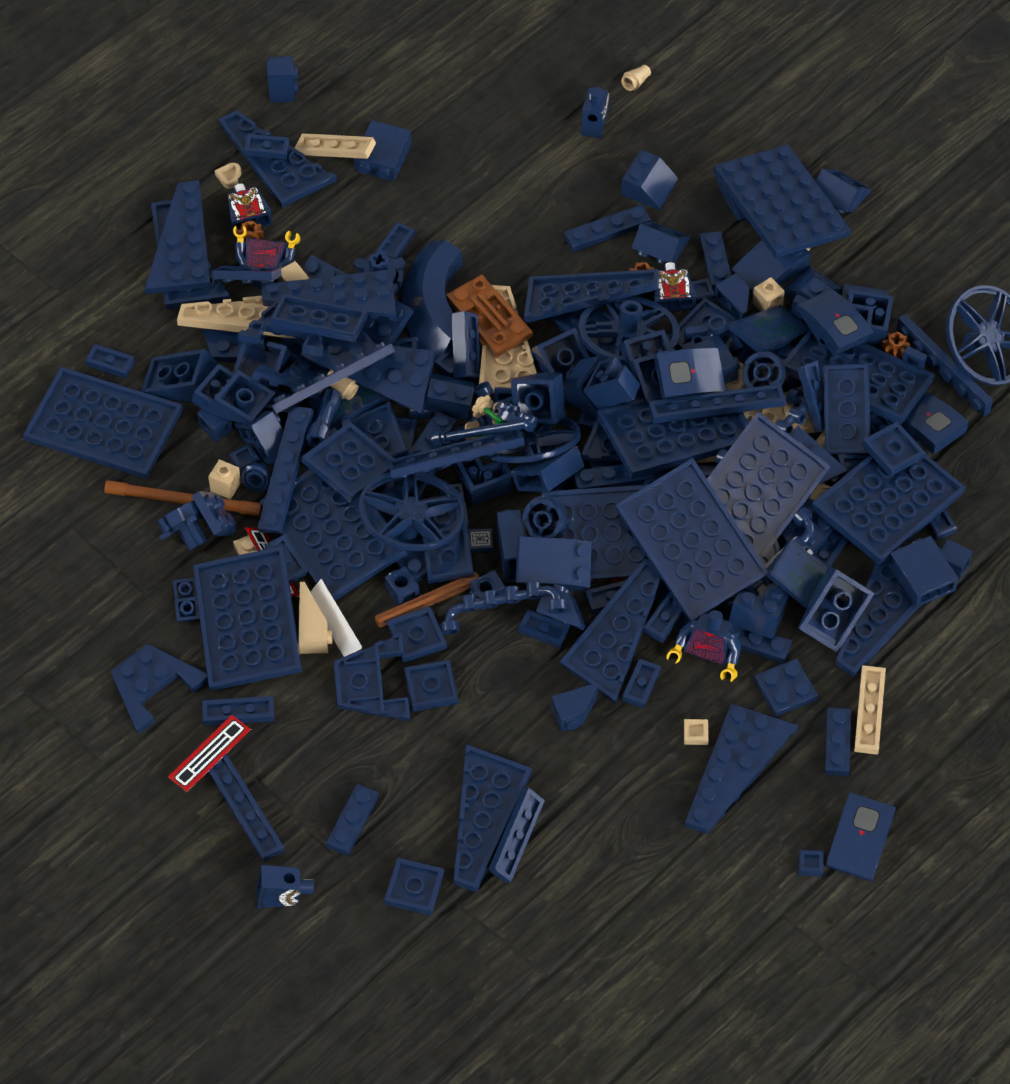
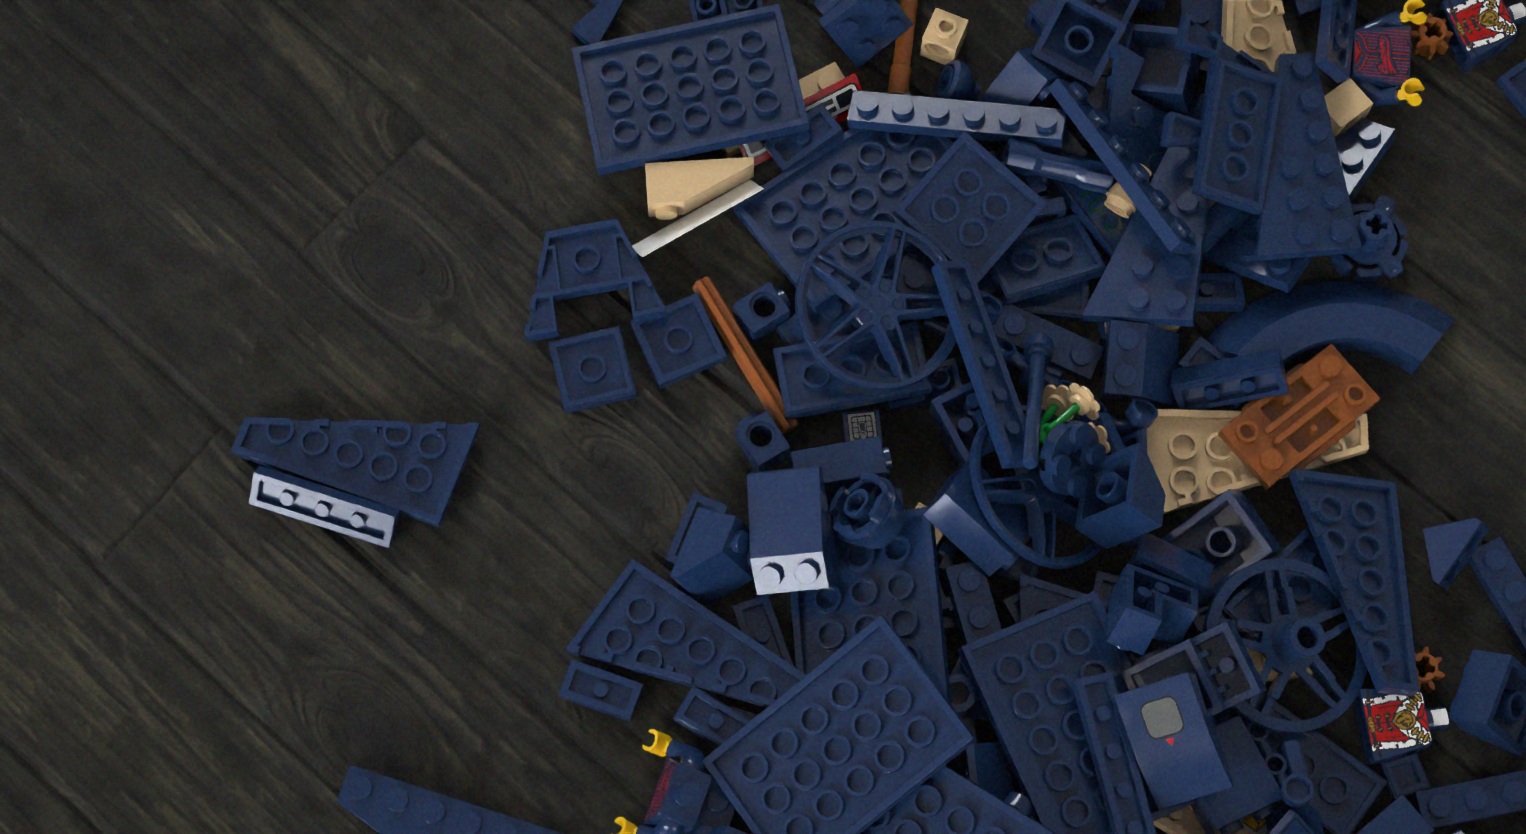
camera: 85 degrees right, 15 degrees up
(209, 753) = (456, 57): sticker -> none
(244, 457) = (989, 65): dark blue tile -> none
(244, 709) = (534, 94): dark blue plate -> none
(245, 809) = (384, 108): dark blue plate -> none
(281, 886) = (229, 159): dark blue torso -> none
(352, 819) = (355, 270): dark blue plate -> none
(397, 240) = (1441, 263): dark blue plate -> none
(414, 886) = (238, 363): dark blue plate -> none
(492, 599) = (724, 466): dark blue bar -> none
(571, 252) = (1451, 547): none -> dark blue slope
(574, 706) = (550, 584): dark blue slope -> none
(695, 732) = (512, 779): tan plate -> none

